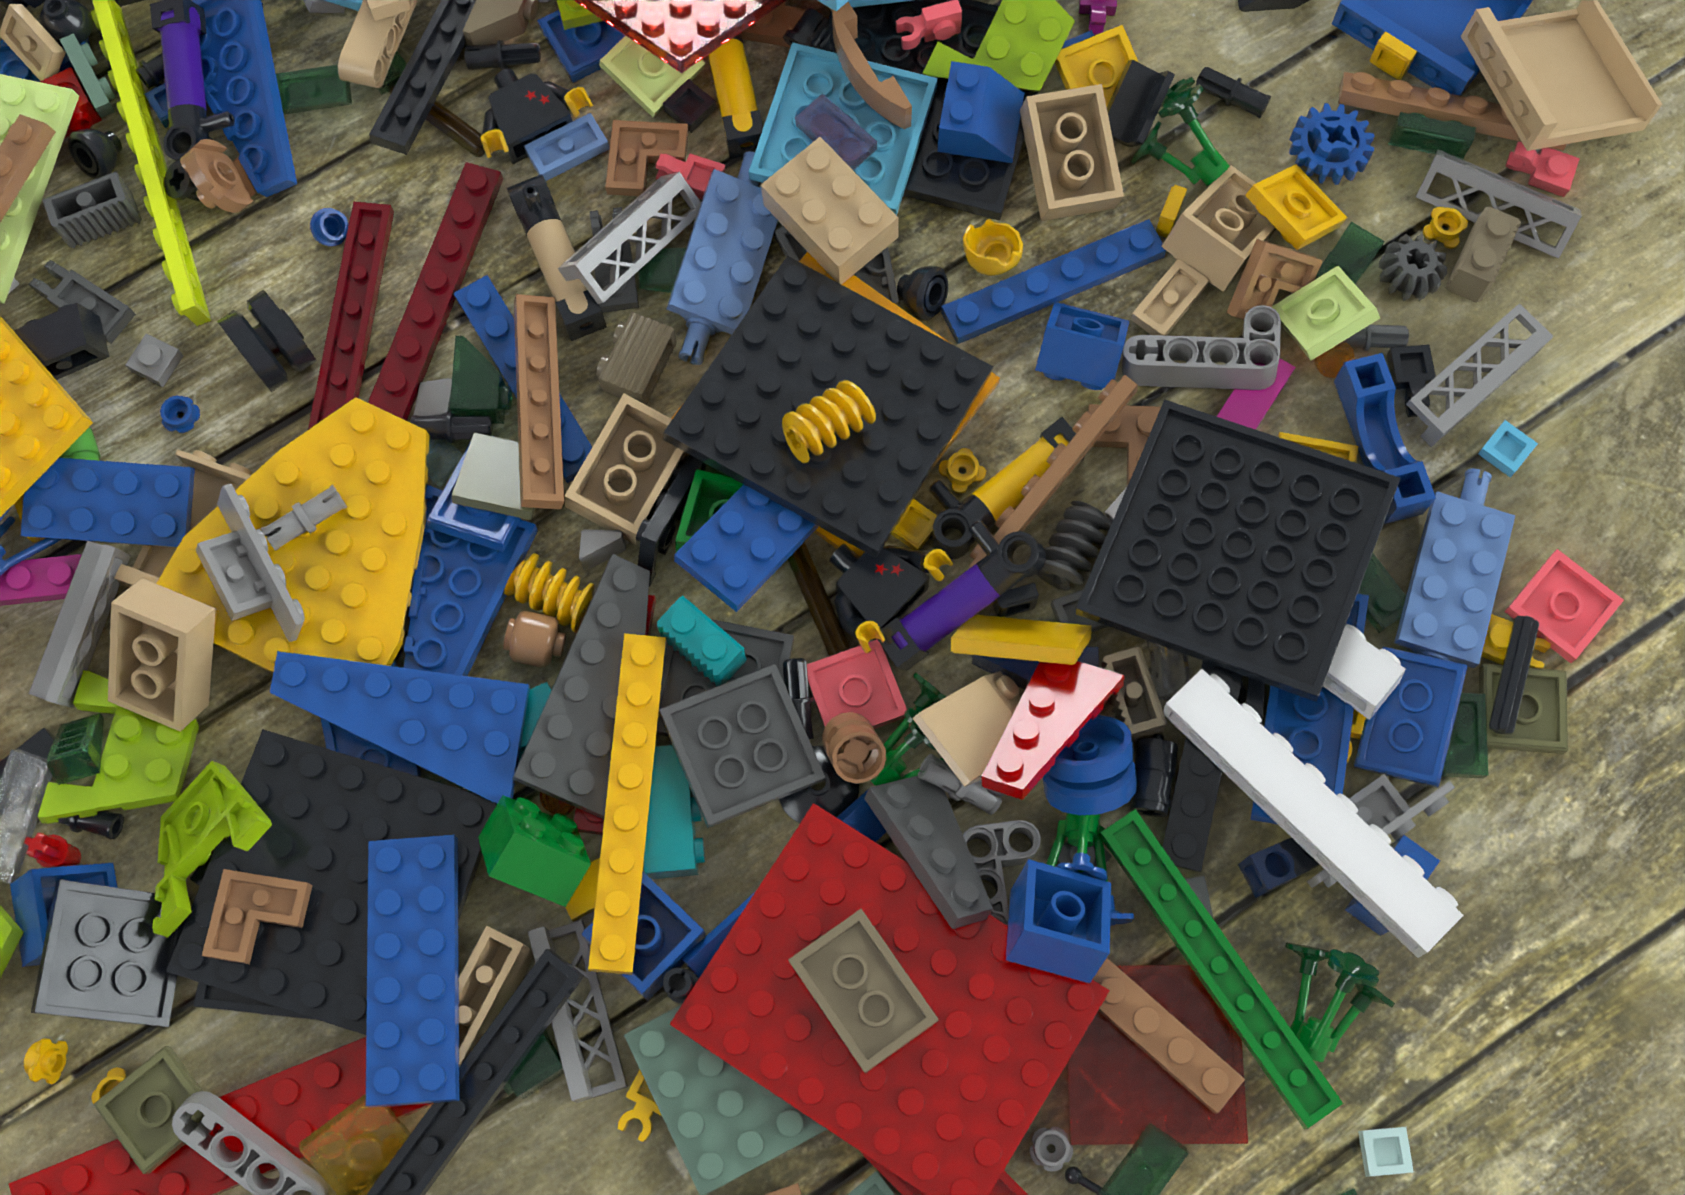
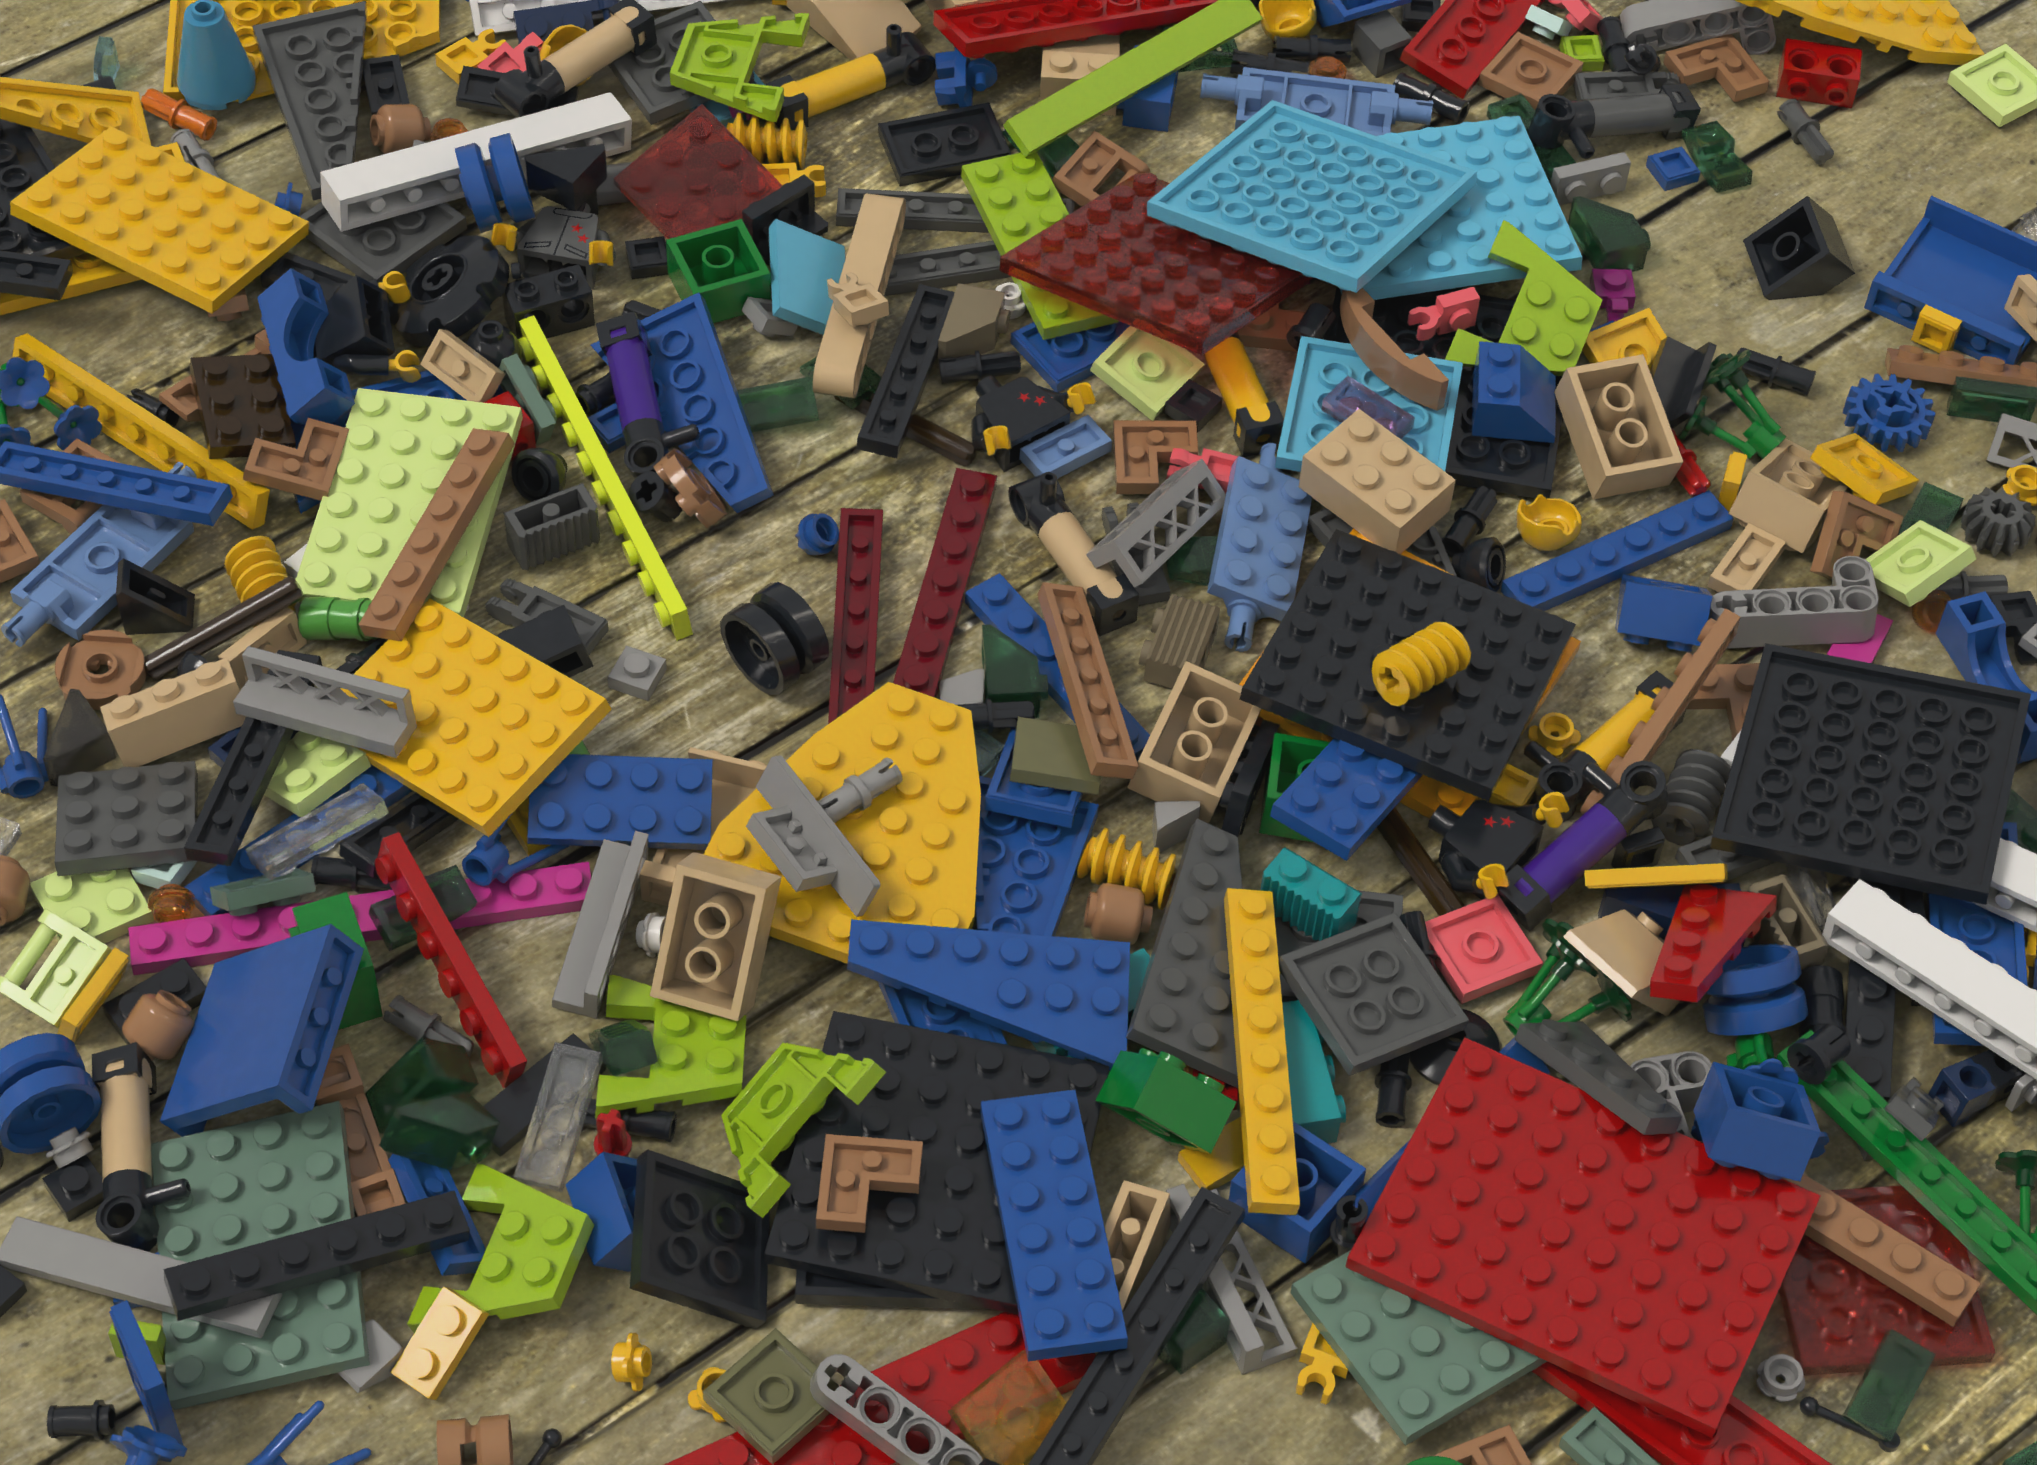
camera: 10 degrees left, 20 degrees down
(173, 407) = (676, 713): blue plate -> none
(753, 834) = (1393, 1085): none -> black axle
(853, 747) = (1494, 989): medium nougat wheel -> none
(863, 990) = (1559, 1200): dark tan plate -> none
(921, 241) = (1469, 520): none -> black axle
(940, 774) = (1614, 1026): light grey pin -> none
(1133, 200) = (1690, 473): none -> red axle
(1135, 842) = (1815, 1056): none -> black bush
(1215, 899) = (1914, 1108): none -> dark grey hinge

